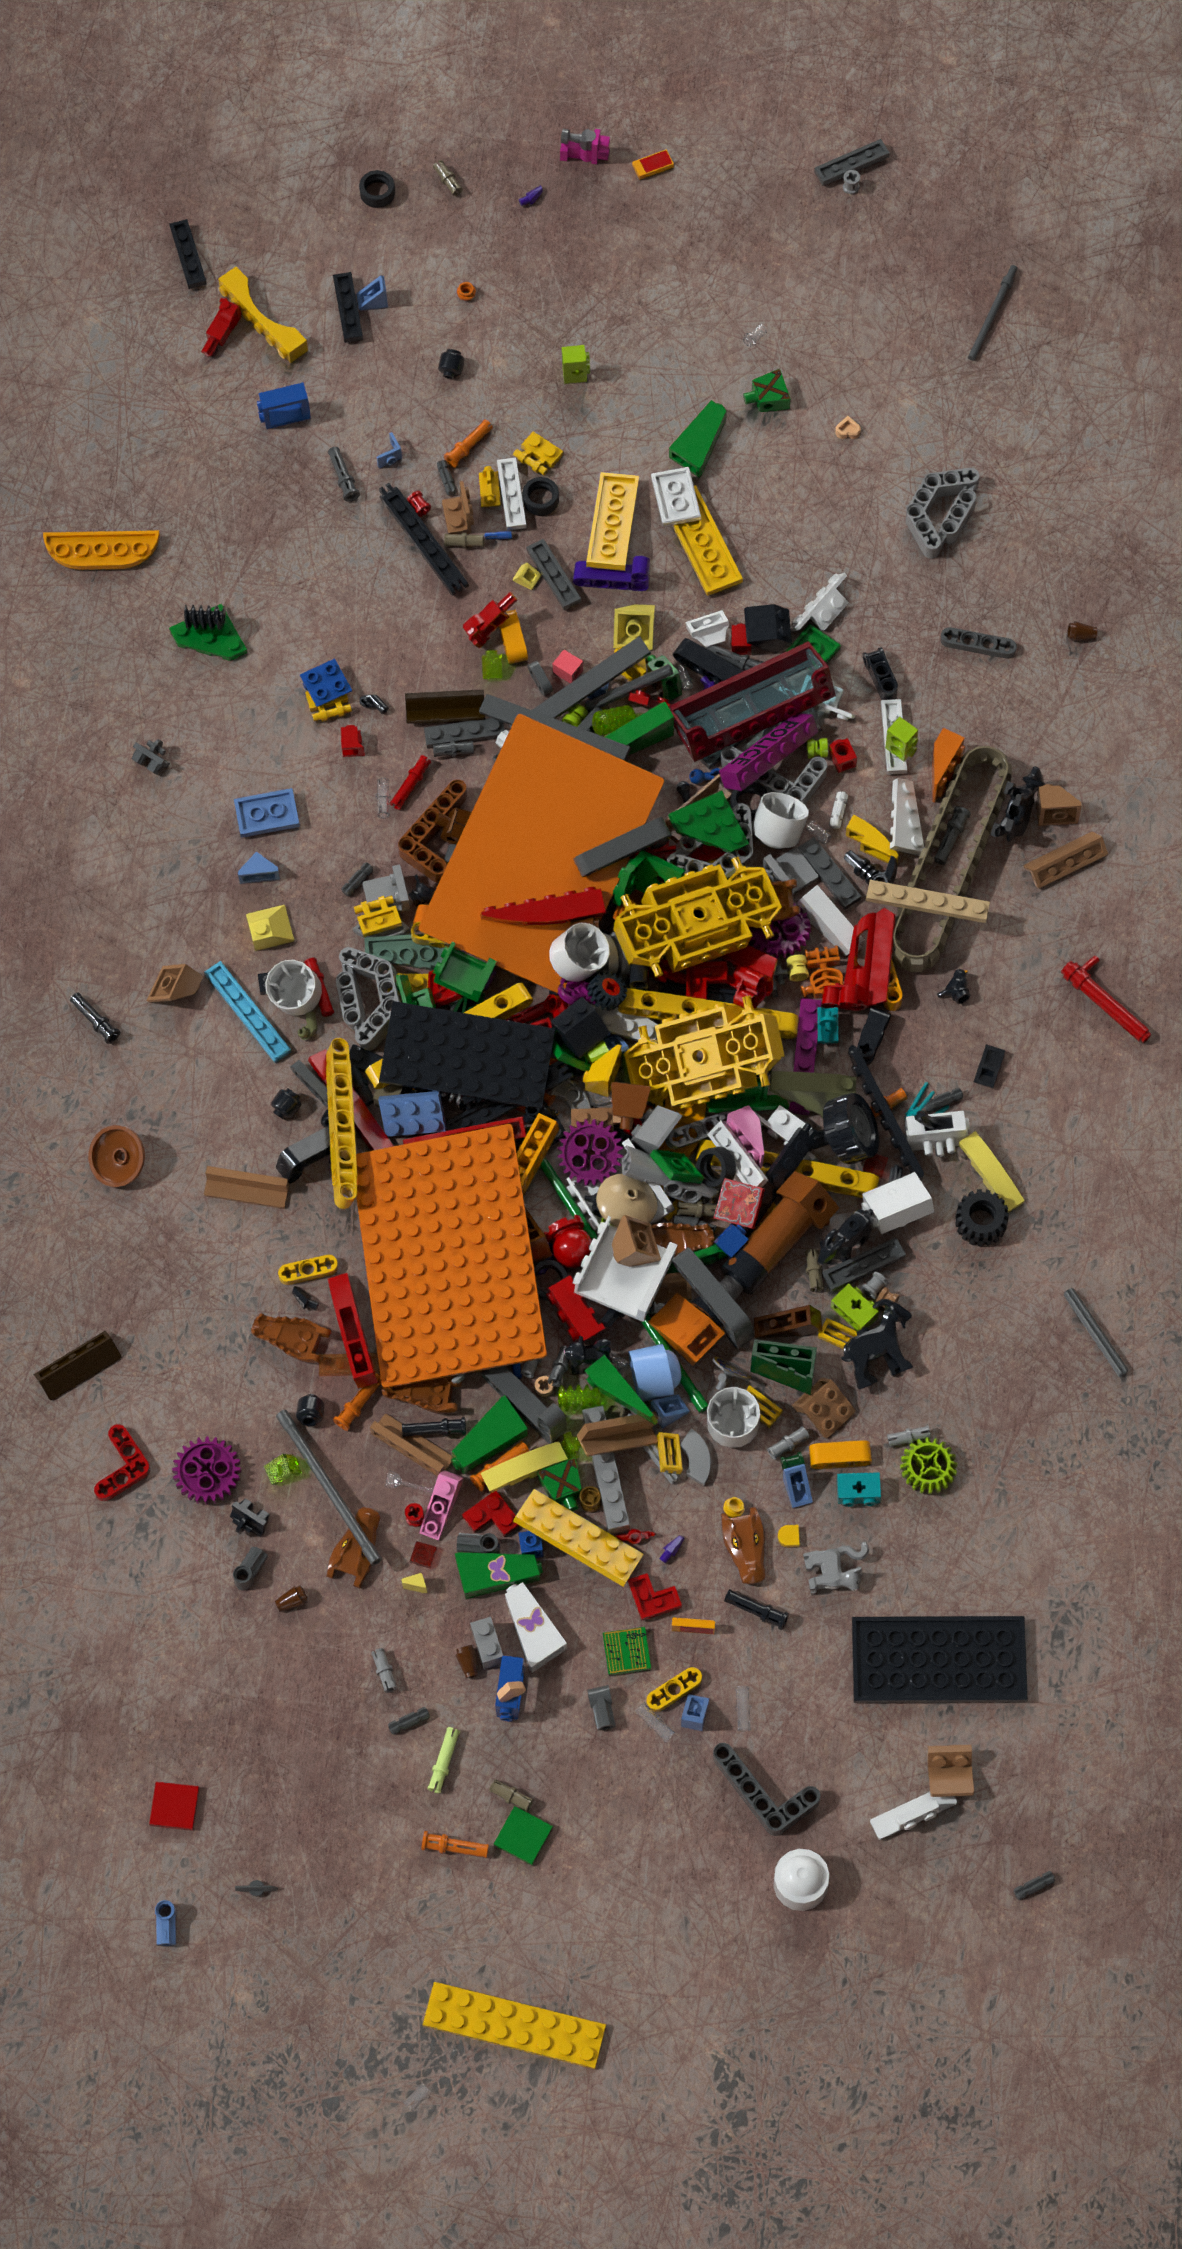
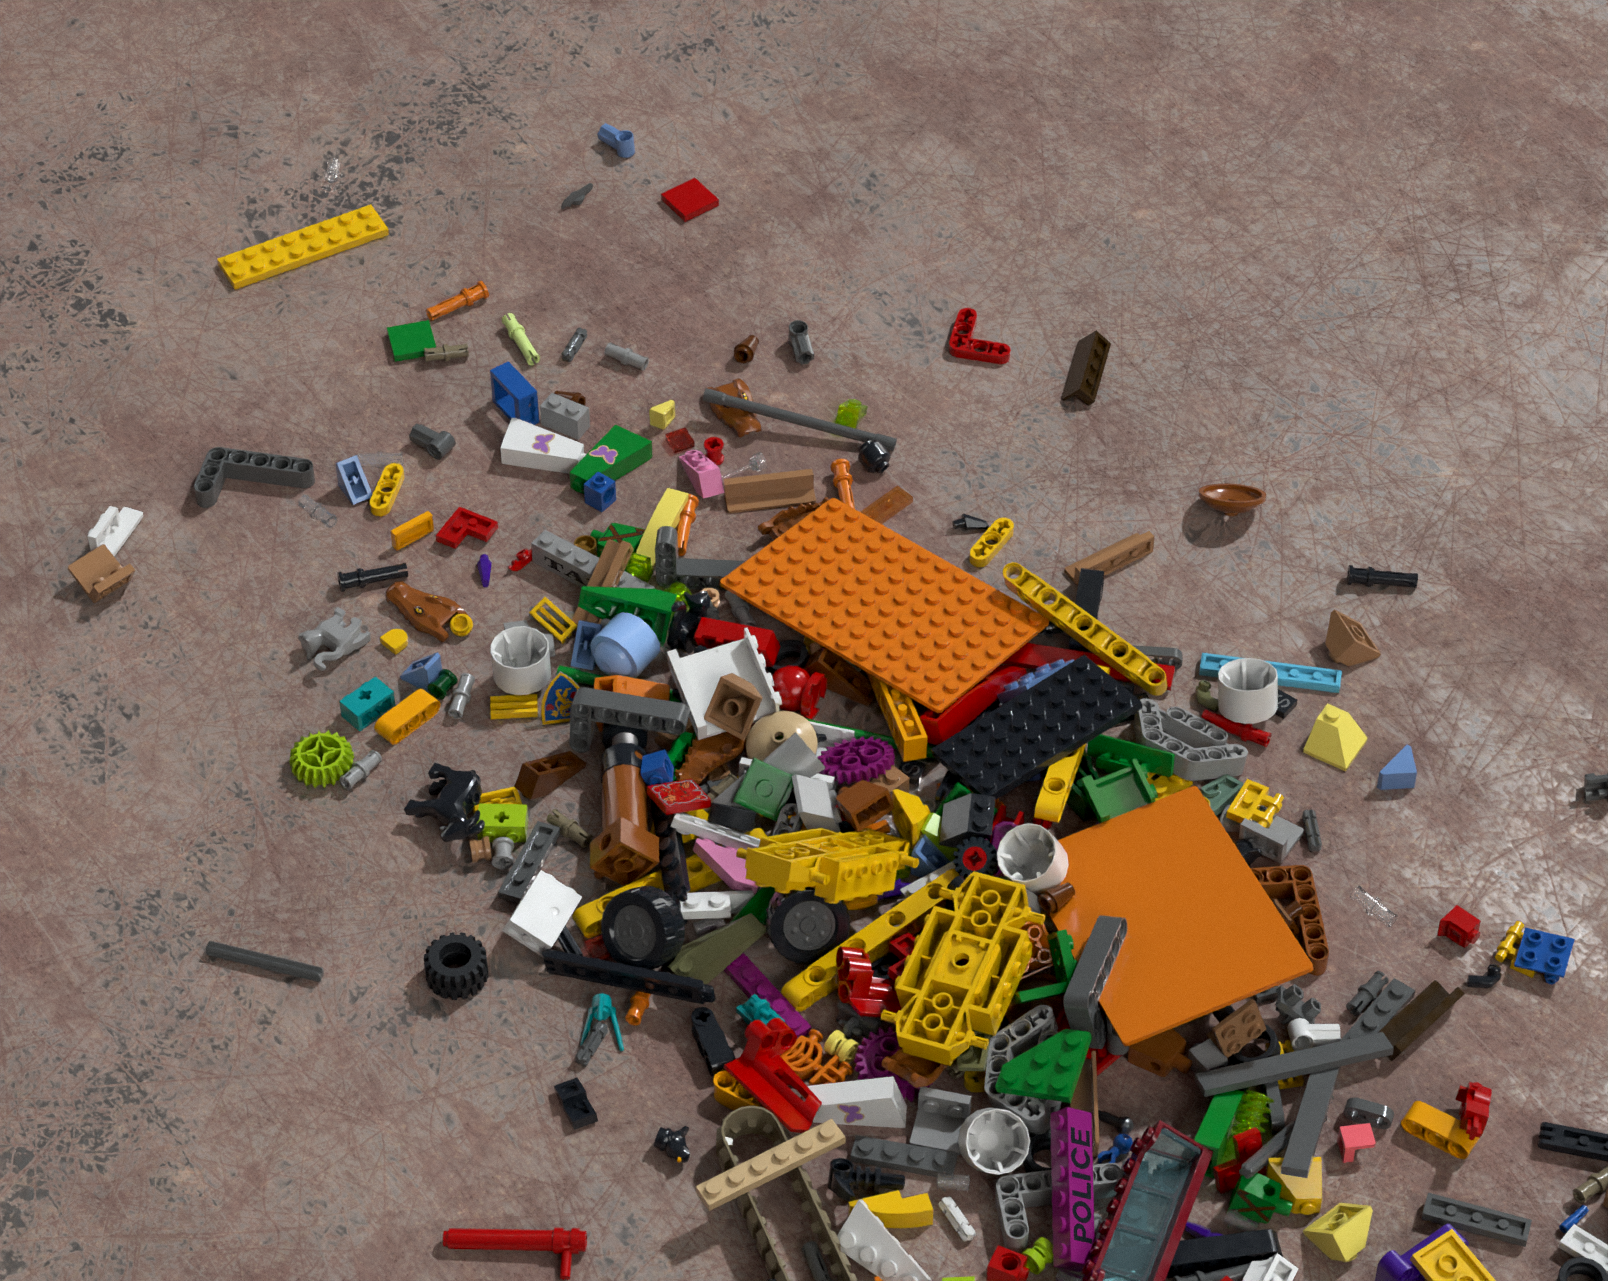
camera: 135 degrees right, 20 degrees down
(192, 1482) = (906, 373): magenta gear -> none
(247, 1520) = (838, 365): black hips -> none
(266, 812) = (1453, 819): medium blue plate -> none
(286, 1103) = (1151, 627): black head -> none
(293, 1336) = (943, 489): dark orange animal -> none
(352, 1331) = (901, 514): red slope -> none
(415, 775) = (1370, 944): red pin -> none
(444, 1427) = (757, 516): black pin -> none
(475, 1543) = (636, 469): dark grey piece -> none
(490, 1436) = (712, 529): green slope -> none
(490, 1509) = (647, 500): red plate -> none
(491, 664) = (1427, 1090): clear neon green bracket -> none
(511, 1690) = (503, 368): light nougat tile -> none
(527, 576) = (1500, 1200): light yellow slope -> none
(532, 1113) = (932, 772): black animal -> none
(550, 909) = (1100, 877): red slope -> none
(575, 715) = (1291, 1100): lime wheel -> none
(578, 1537) = (565, 513): yellow plate -> none
(626, 1651) = (451, 487): green tile -> none
(785, 1363) = (517, 735): dark green wedge -> none
(801, 1879) = (161, 438): white piece -> none
(825, 1406) = (458, 734): medium nougat bracket -> none
(840, 1242) = (558, 838): black animal -> none
(936, 1131) = (567, 994): white piece -> none
(939, 1659) = (183, 643): black plate -> none
(991, 1170) = (484, 1009): light yellow slope -> none

